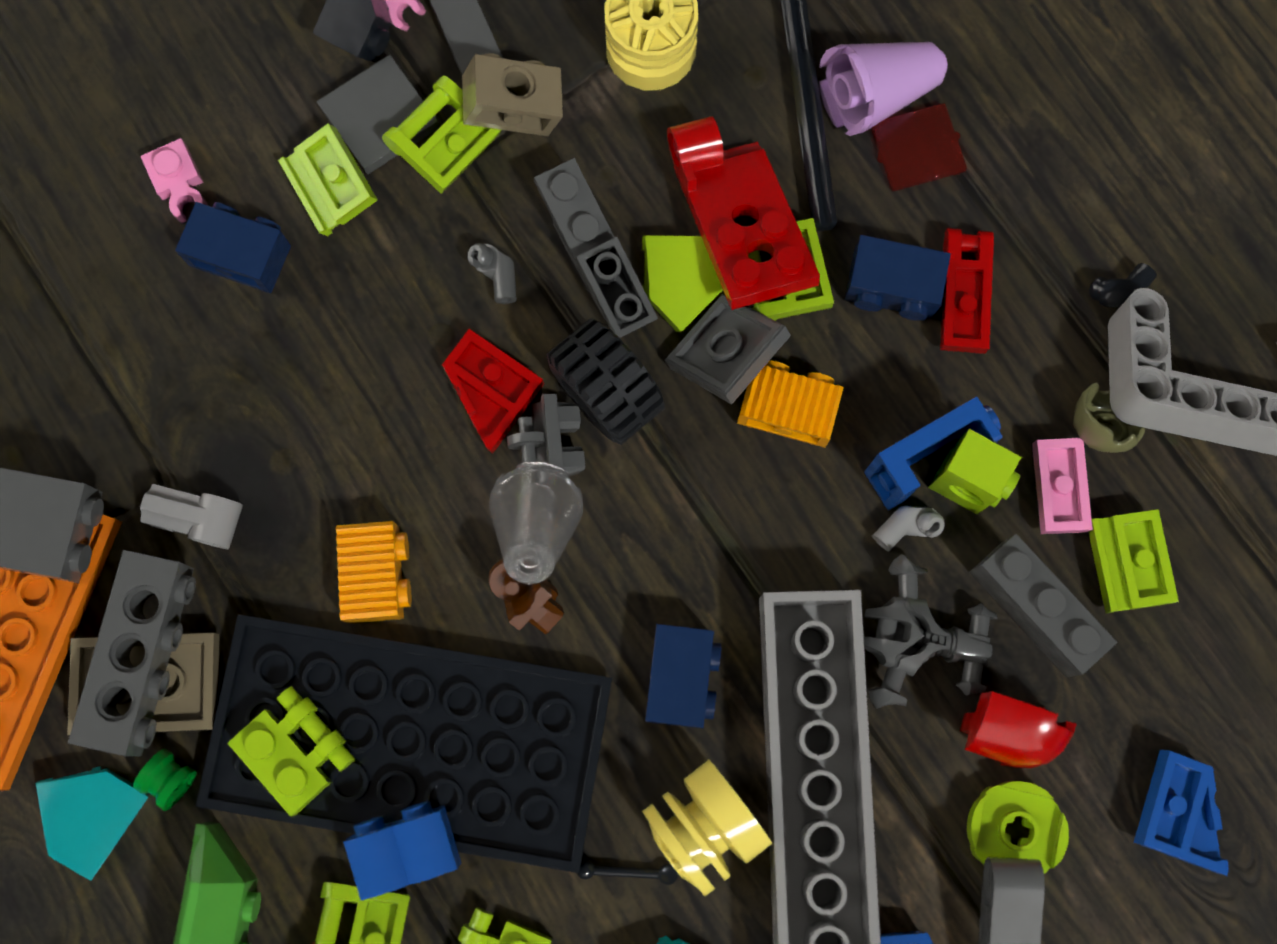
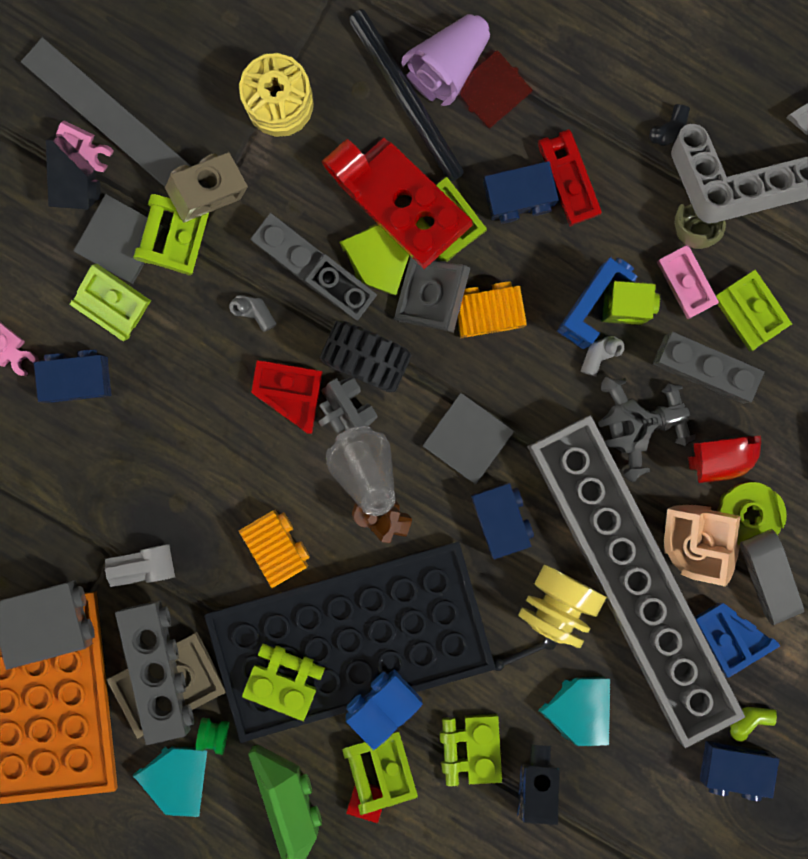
camera: 25 degrees left, 10 degrees up
(687, 552) = (468, 438): none -> dark grey tile
(935, 835) = (702, 542): none -> light nougat brick

